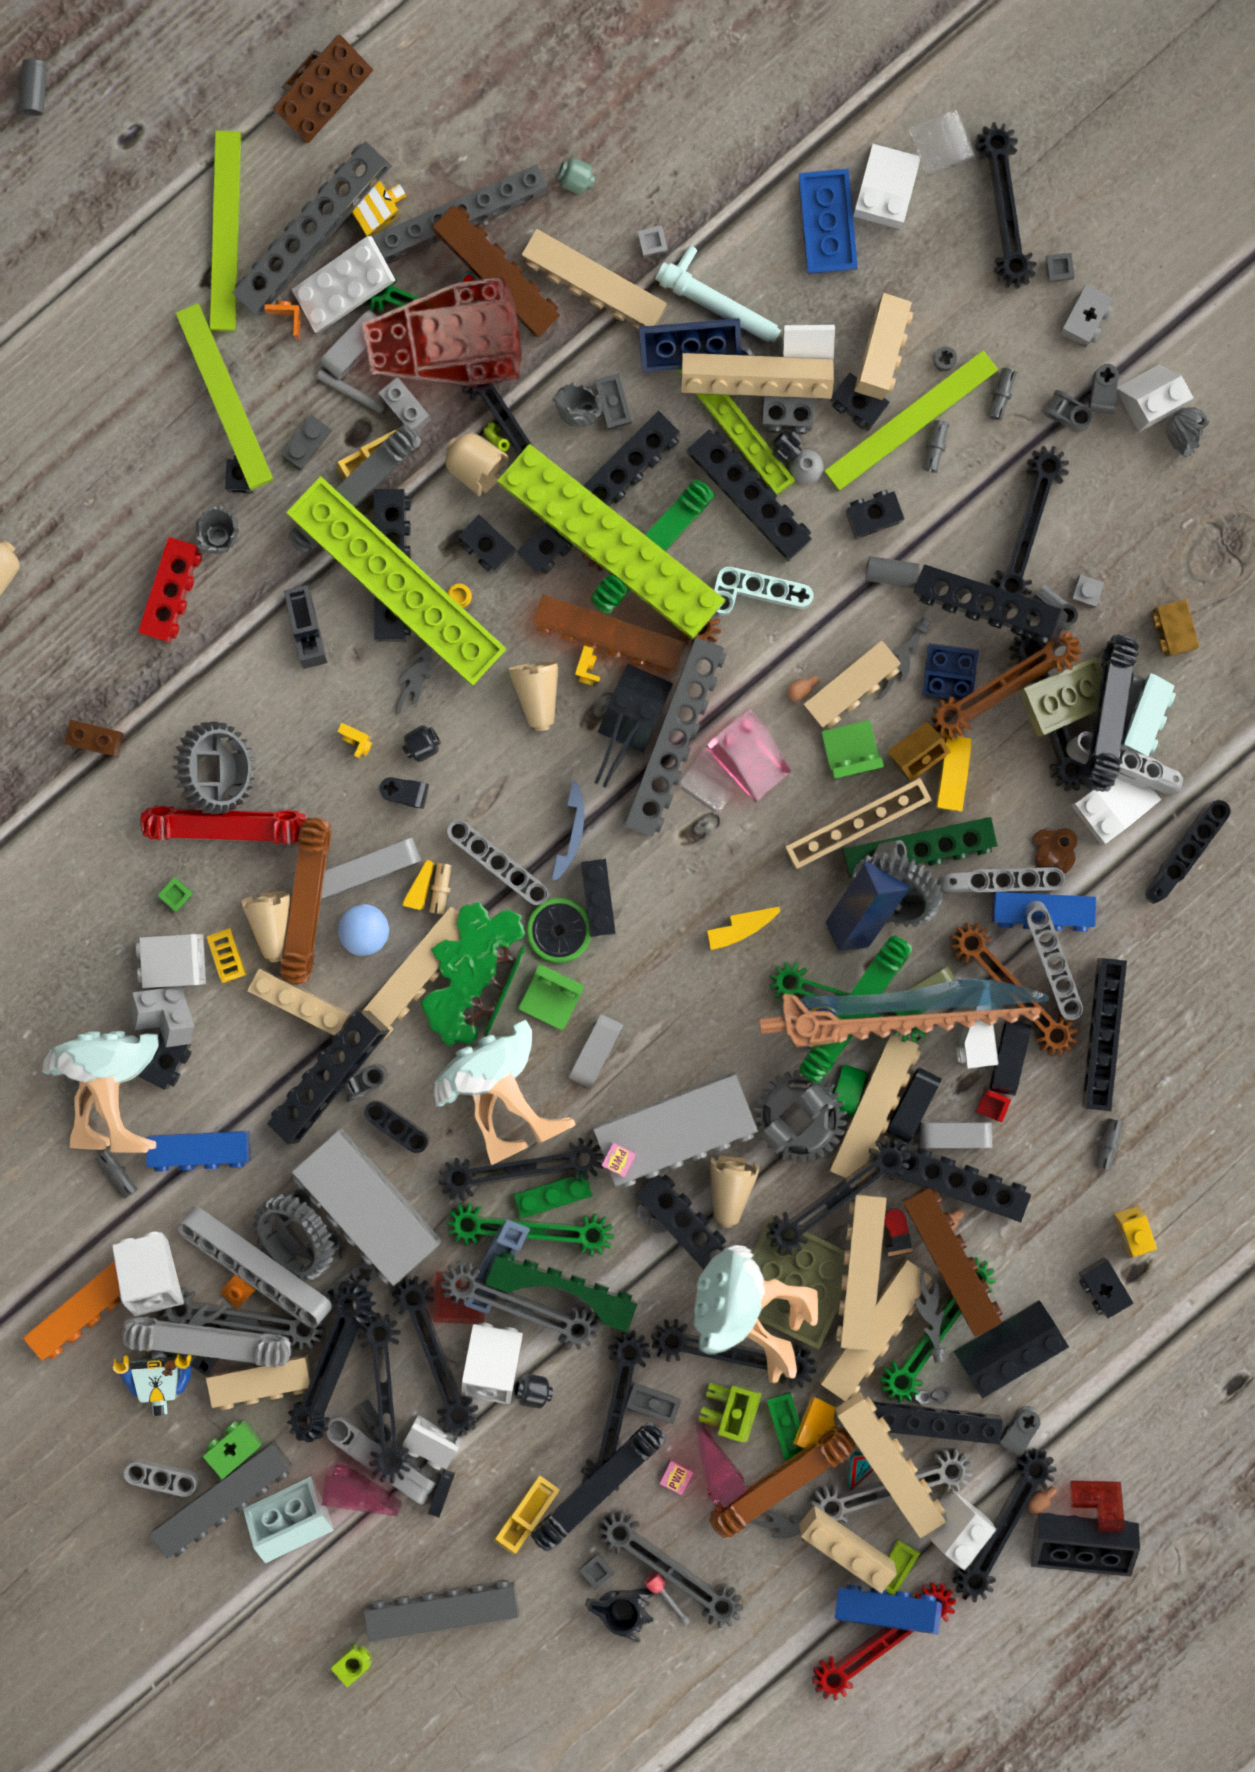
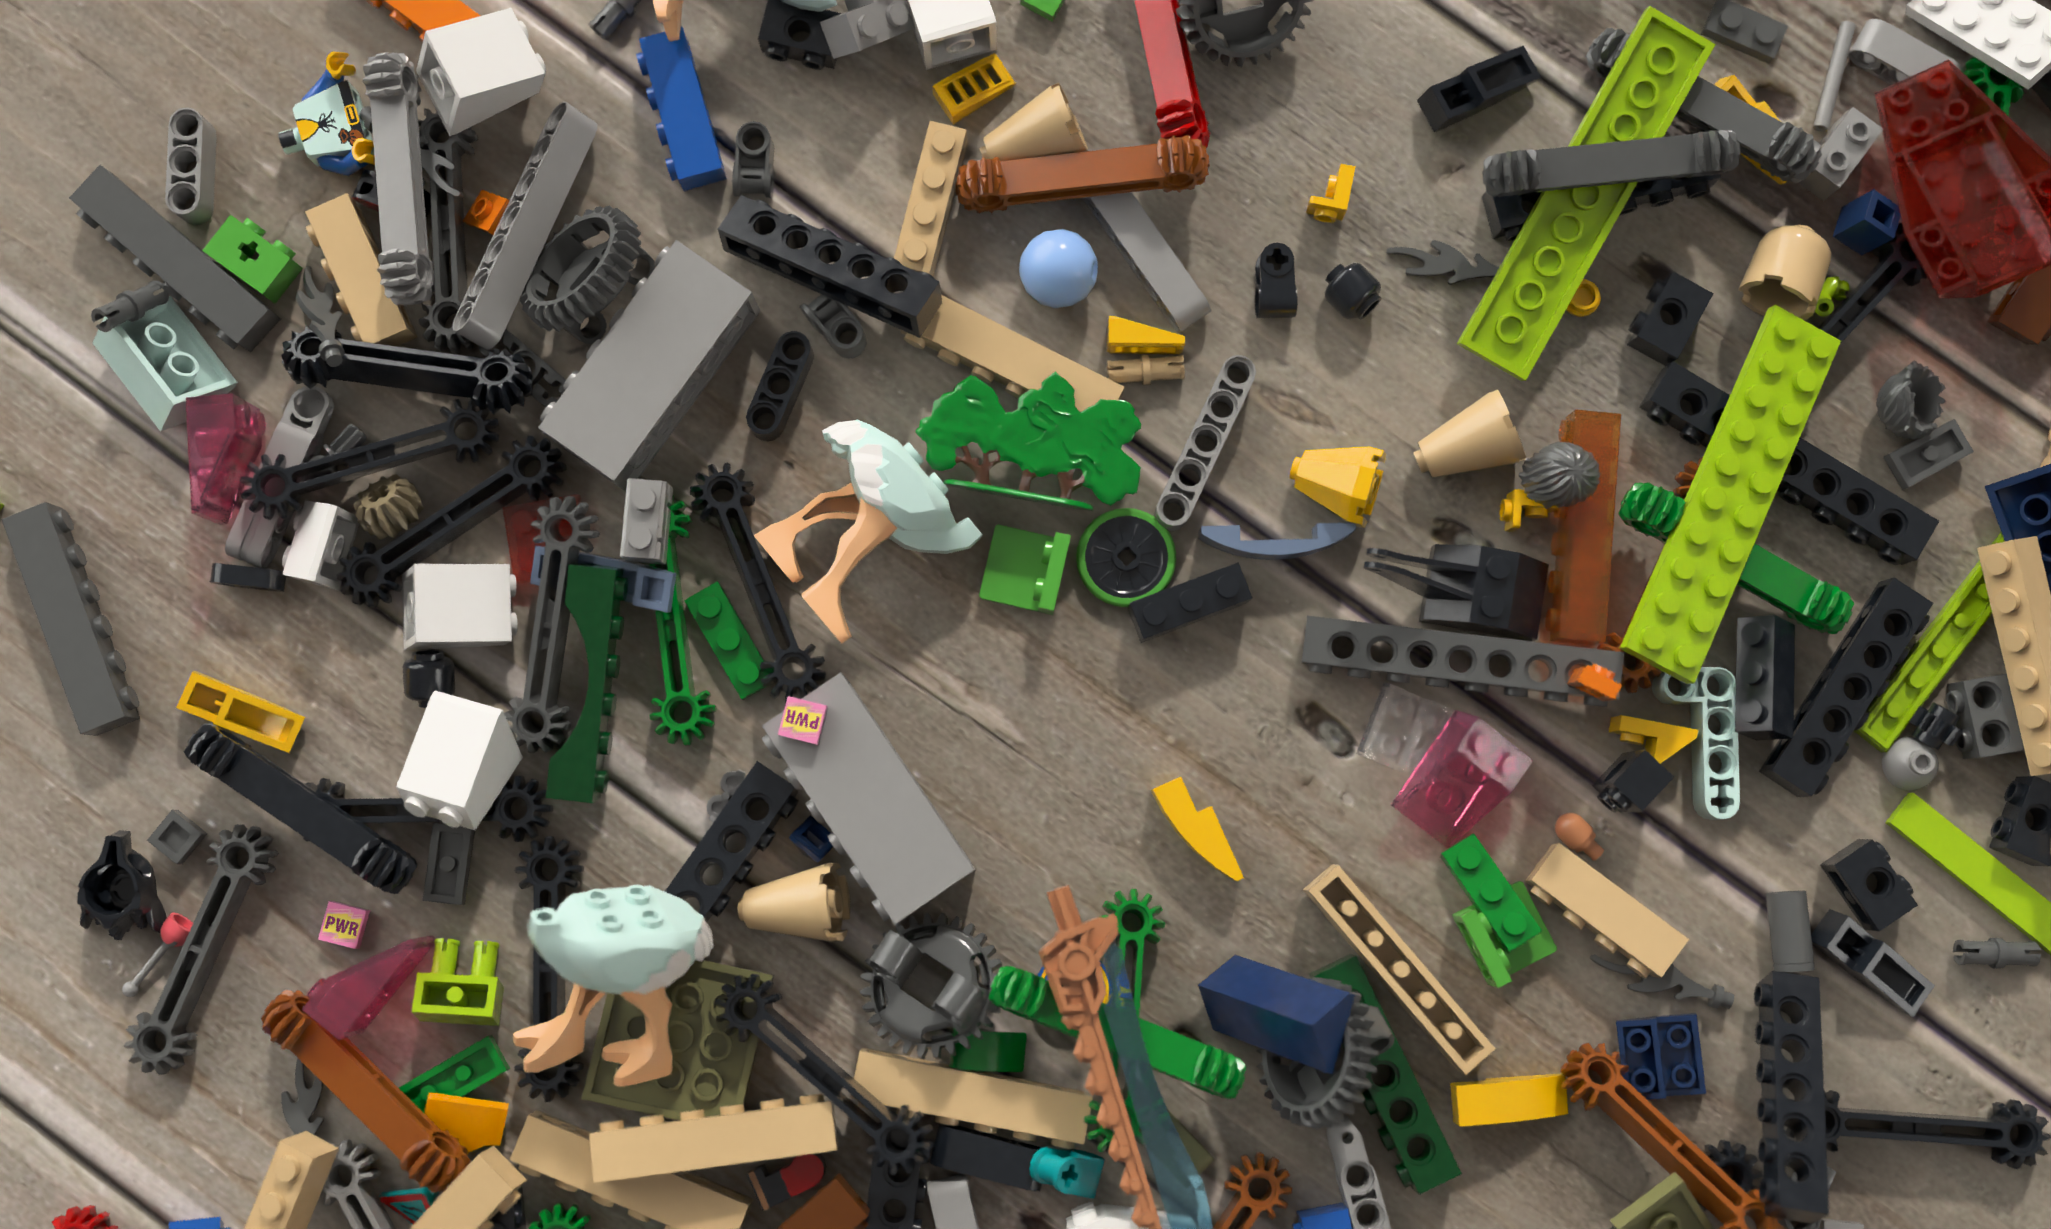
camera: 70 degrees right, 5 degrees down
(246, 1111) = (753, 168): none -> dark grey piece
(250, 1531) = (130, 306): none -> dark grey pin
(277, 1413) = (322, 322): none -> dark grey piece
(382, 563) = (1611, 163): none -> dark grey arm
(417, 1393) = (388, 506): none -> dark tan gear
(455, 402) = (1867, 222): none -> dark blue brick
(468, 1230) = (646, 521): none -> light grey brick
(543, 782) = (1341, 480): none -> yellow cone
(574, 644) = (1560, 475): none -> dark grey hair
(592, 1381) = (458, 761): none -> white slope
(595, 1051) = (959, 652): light grey beam -> none
(692, 1171) = (812, 839): none -> dark blue slope
(710, 664) = (1595, 682): none -> orange plate
(731, 547) = (1765, 678): none -> black brick
(754, 619) = (1661, 738): none -> yellow slope
(777, 649) = (1632, 782): none -> black brick
(825, 753) = (1491, 893): none -> green plate
(918, 751) = (1531, 1037): pearl gold brick -> none
(923, 526) = (1871, 962): none -> black slope
(933, 1058) = (1068, 1170): none -> teal piece

